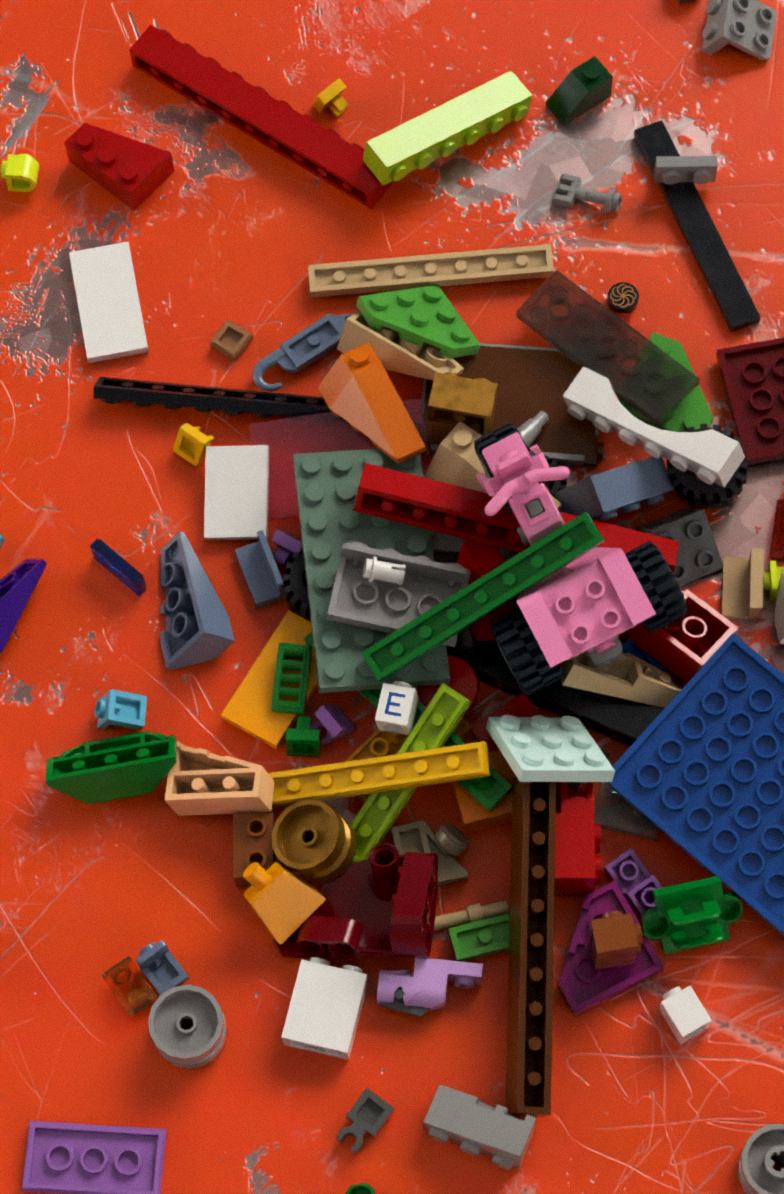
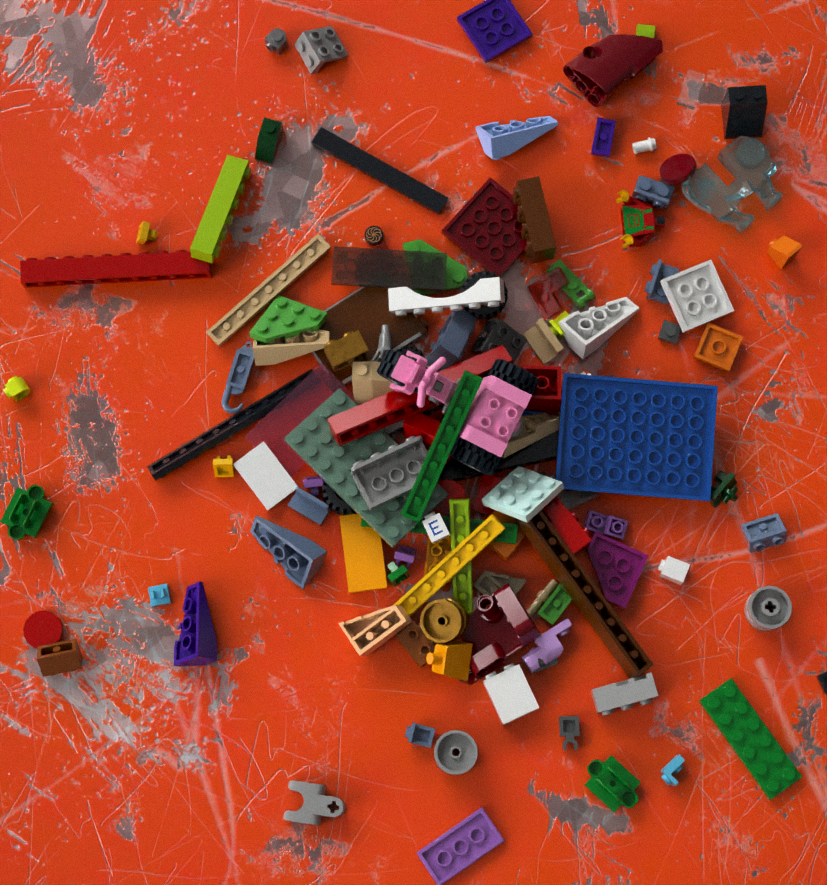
camera: 40 degrees left, 10 degrees up
(108, 302) = (118, 424): white tile -> none
(113, 767) = (318, 656): green wedge -> none
(118, 567) = (238, 556): clear blue tile -> none
(119, 163) = (64, 347): red wedge -> none
(121, 710) = (298, 626): medium azure bracket -> none
(129, 987) = (412, 755): clear orange bracket -> none
(231, 340) = (197, 398): medium nougat tile -> none
(298, 652) = (361, 535): green slope -> none
(367, 399) = (295, 382): orange wedge -> none
(383, 571) = (380, 467): white pin -> none
(451, 839) = (505, 569): dark tan tile -> none
(570, 190) = (306, 196): light grey hinge -> none
(614, 940) = (620, 561): dark orange brick -> none
(685, 169) = (360, 143): light grey plate -> none
(691, 915) = (644, 522): green piece -> none

